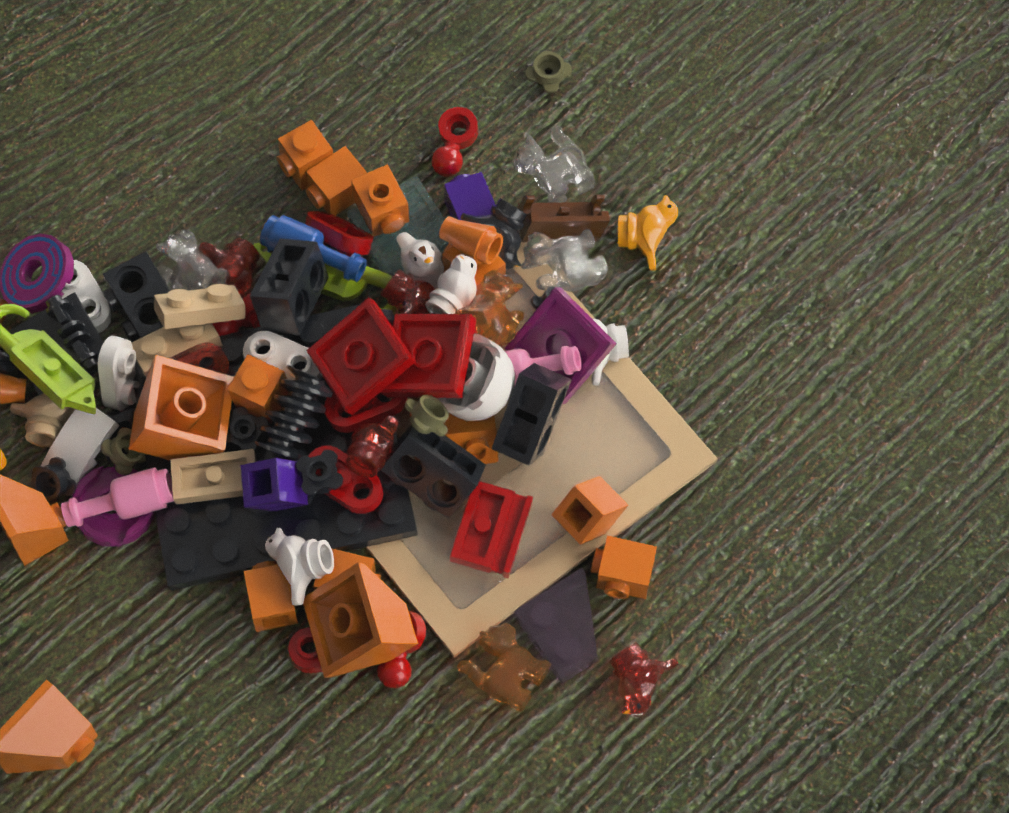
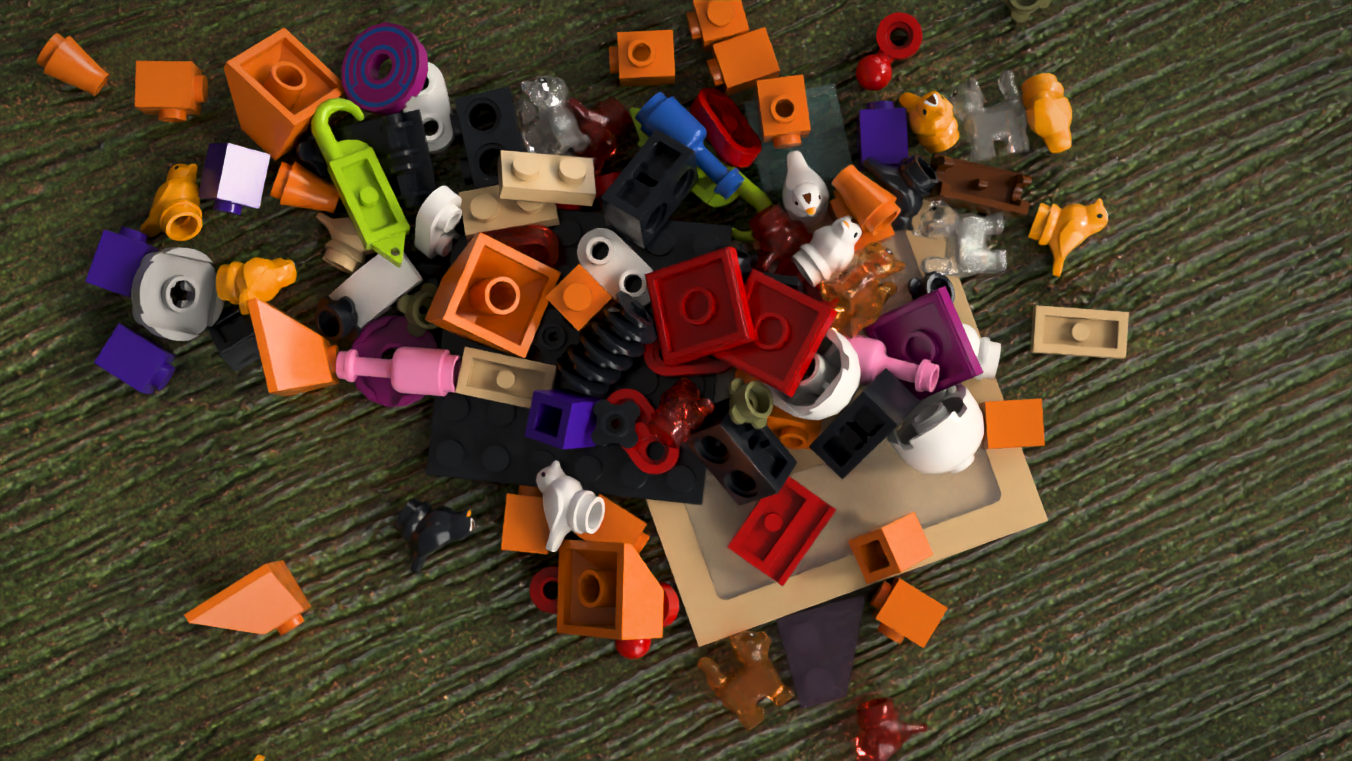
camera: 20 degrees right, 20 degrees up
(186, 628) = (431, 528): none -> black animal
(252, 202) = (643, 58): none -> orange brick
(507, 176) = (931, 120): none -> light orange animal
(599, 146) = (1048, 111): none -> light orange animal
(600, 406) = (940, 433): none -> white cylinder
(655, 385) = (1012, 424): none -> orange brick
(687, 304) = (1079, 332): none -> tan plate

